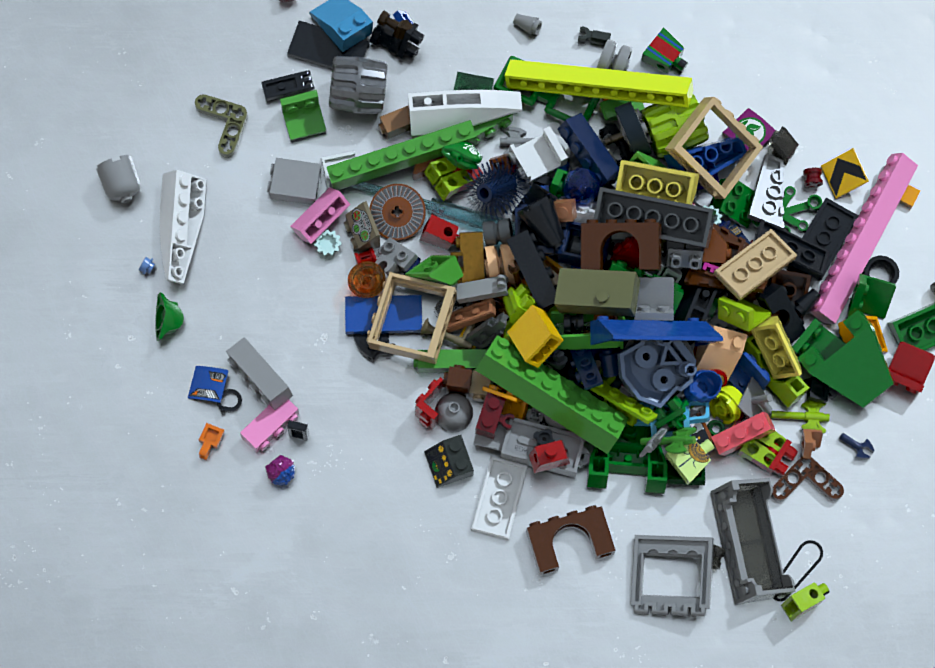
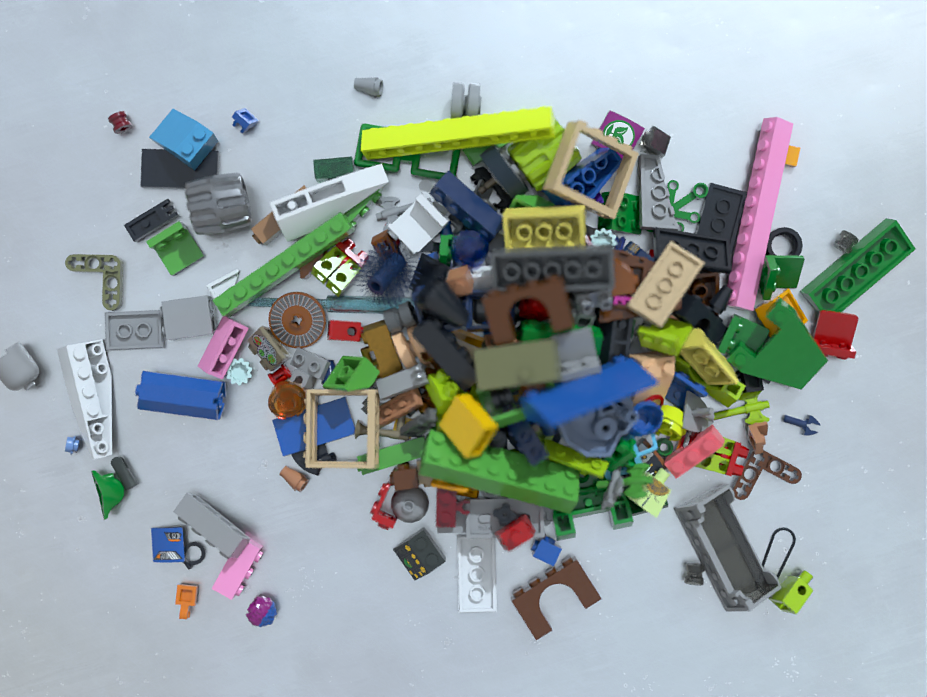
camera: 10 degrees left, 15 degrees up
(187, 305) = (124, 473): none -> pearl dark grey bar
(239, 179) = (134, 330): none -> light grey tile
(268, 246) = (181, 395): none -> blue brick
(298, 430) = (265, 570): black tile -> none
(350, 357) = (294, 478): none -> nougat cone
(397, 35) = (243, 138): black hips -> none
(462, 155) = (344, 249): green hat -> none
(574, 492) = (546, 550): none -> blue brick
(594, 36) = (439, 79): pearl dark grey bar -> none
(664, 53) = (513, 76): torso -> none
(672, 547) = (656, 577): light grey hinge -> none
(813, 177) = (692, 165): dark red wheel -> none
(844, 173) = (722, 152): yellow piece -> none

